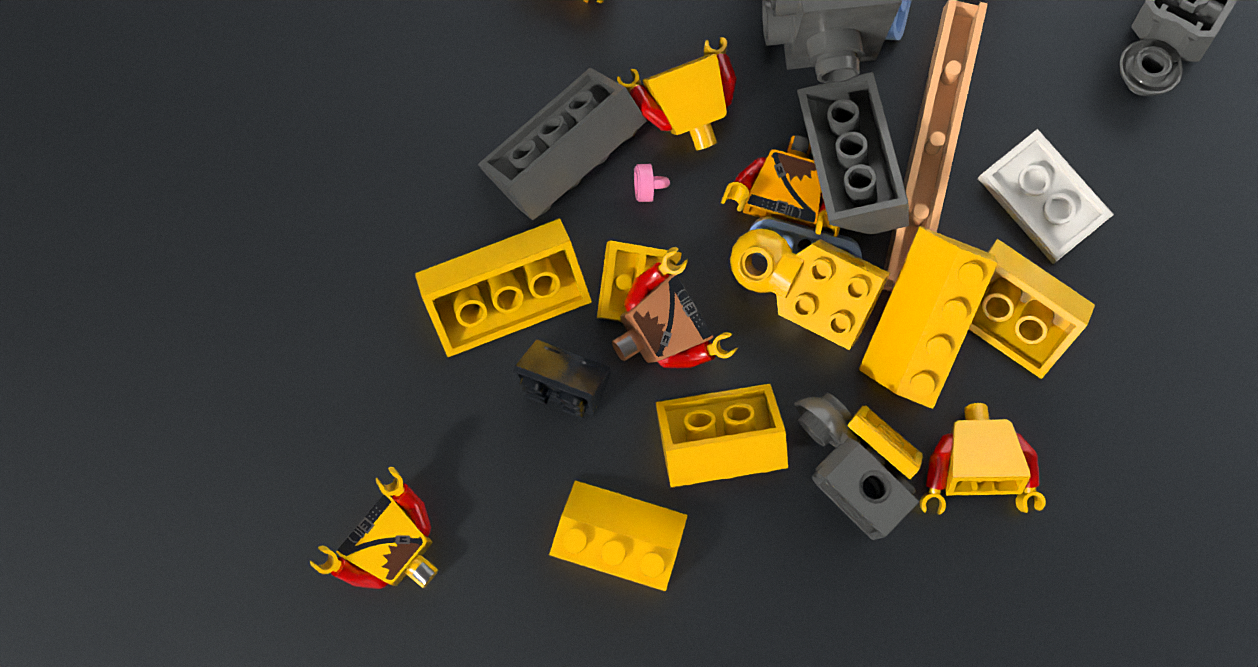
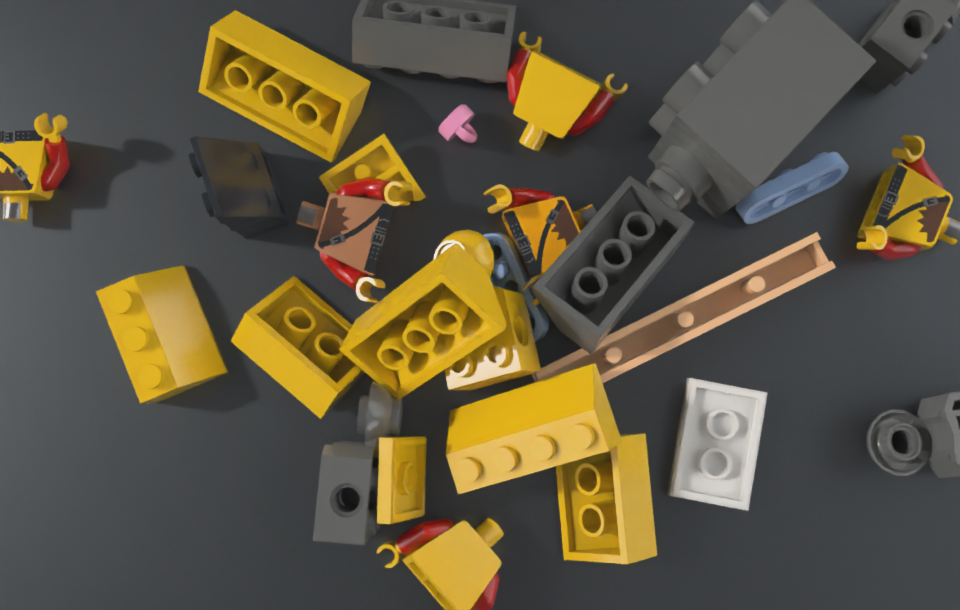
camera: 50 degrees right, 5 degrees up
(788, 322) = (426, 323): none -> yellow slope

